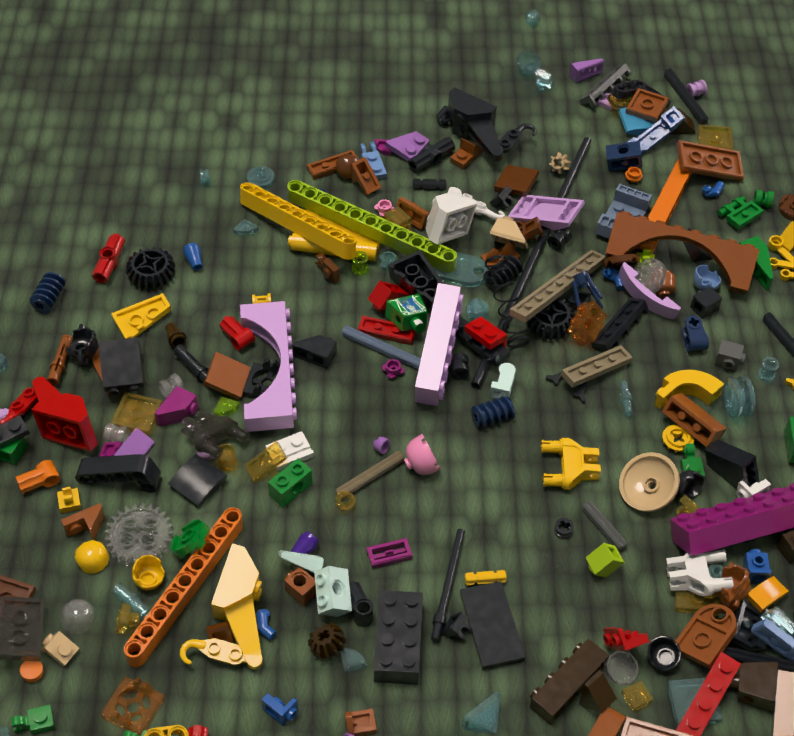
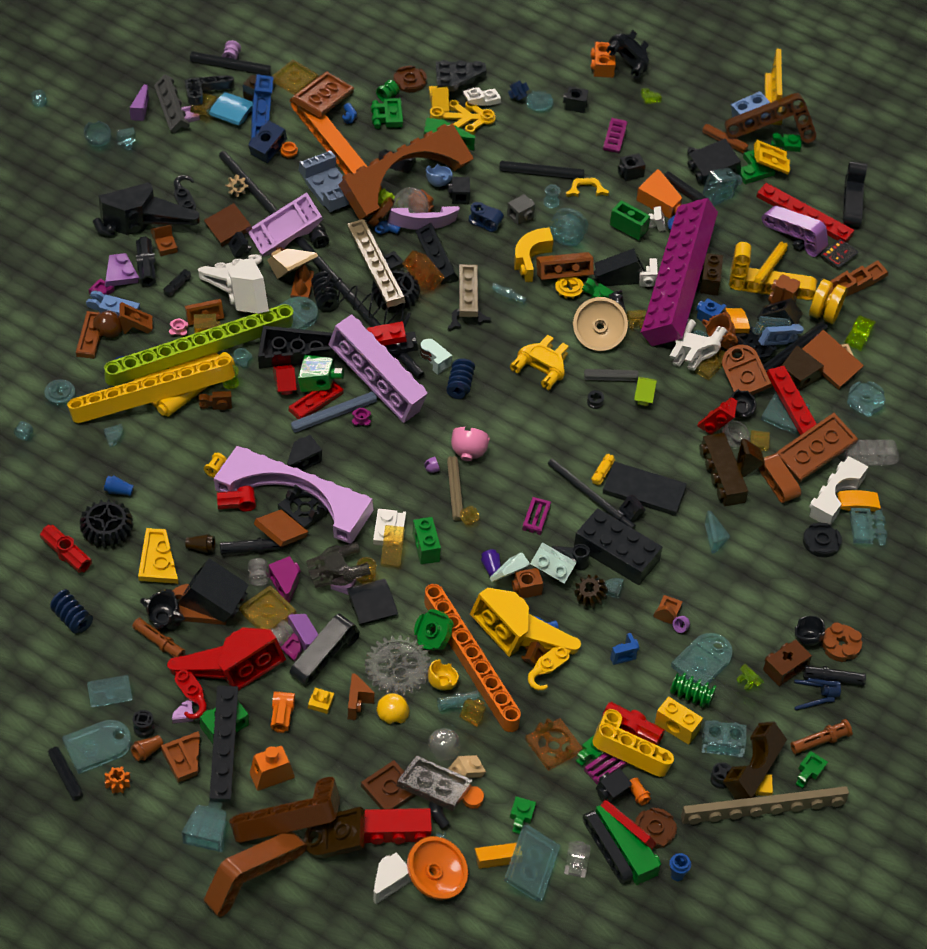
camera: 60 degrees left, 0 degrees up
(225, 406) = (308, 547): clear neon green tile -> none
(532, 228) = (297, 242): reddish brown tile -> none
(582, 280) = (387, 245): dark blue plant -> none
(647, 105) = (225, 92): dark orange tile -> none

